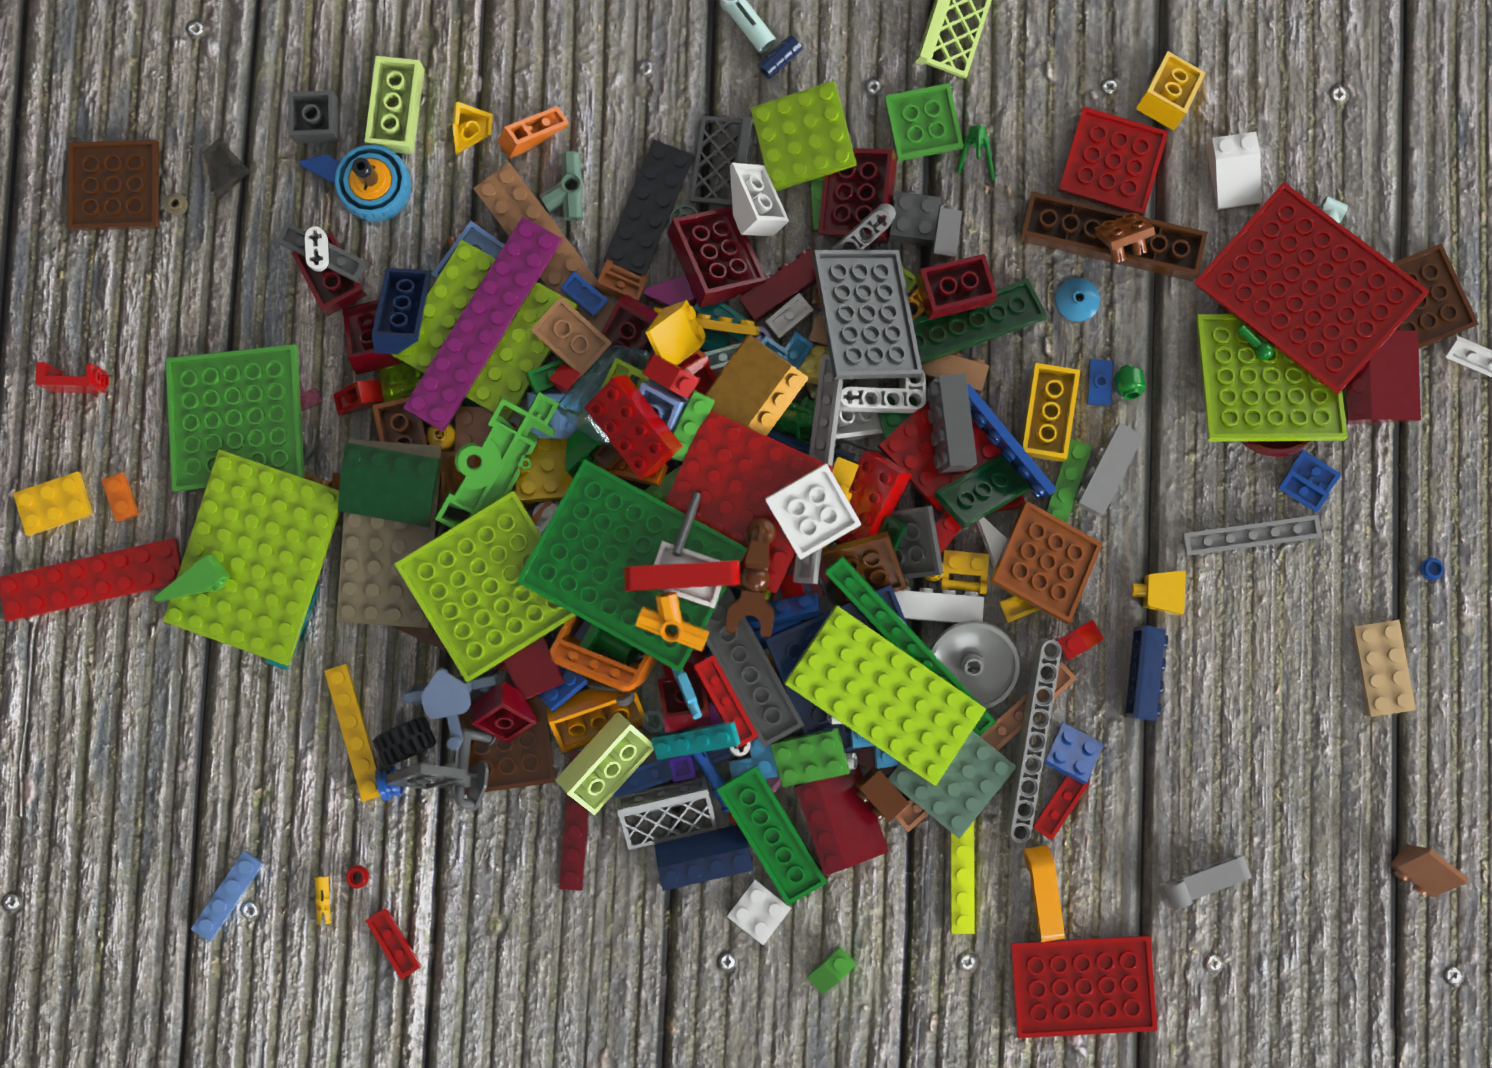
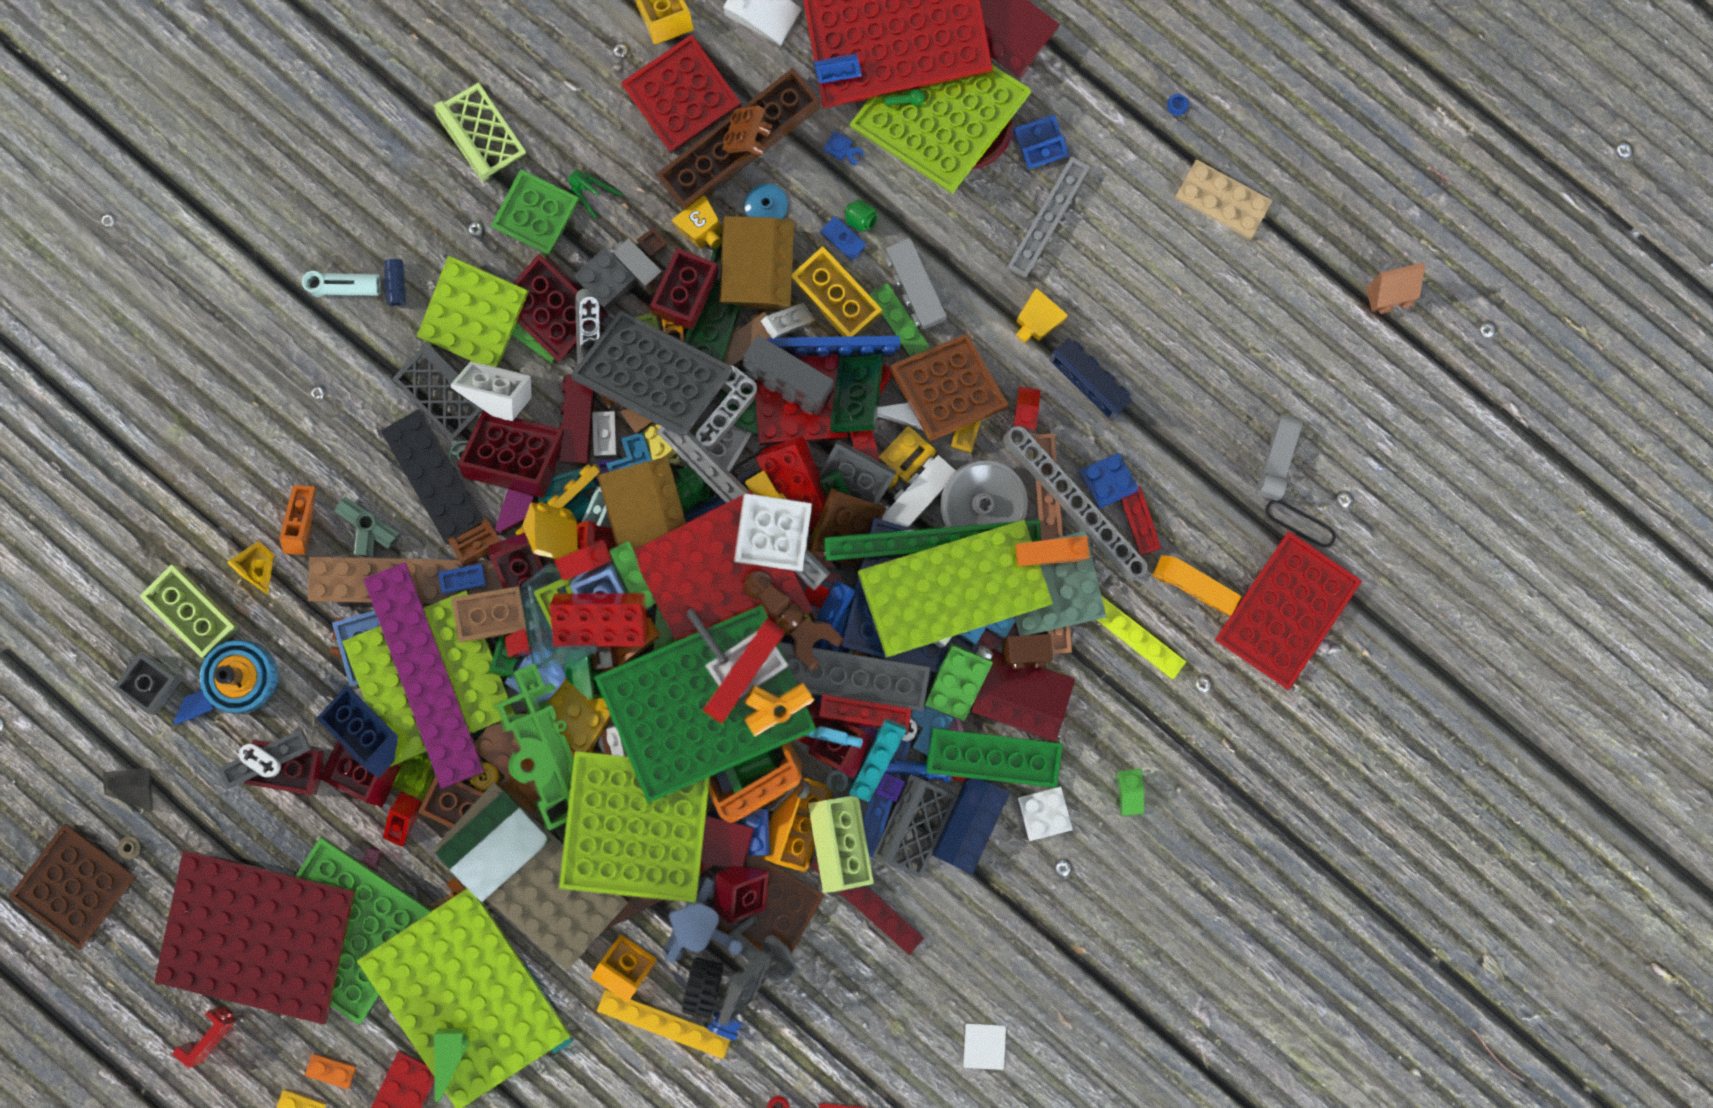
camera: 55 degrees left, 0 degrees up
(179, 355) = (254, 936): none -> dark red plate
(374, 665) = (623, 968): none -> light orange slope
(532, 1008) = (984, 1046): none -> white sticker
(974, 233) = (652, 242): none -> reddish brown plate
(978, 752) = (1052, 551): none -> orange slope
(996, 389) = (788, 320): none -> white plate
(1019, 258) = (699, 224): none -> yellow torso
(1024, 327) = (756, 262): none -> pearl gold slope
(1173, 321) = (840, 147): none -> blue plate
(1173, 940) = (1304, 515): none -> black piece
(1236, 268) = (838, 68): none -> blue plate

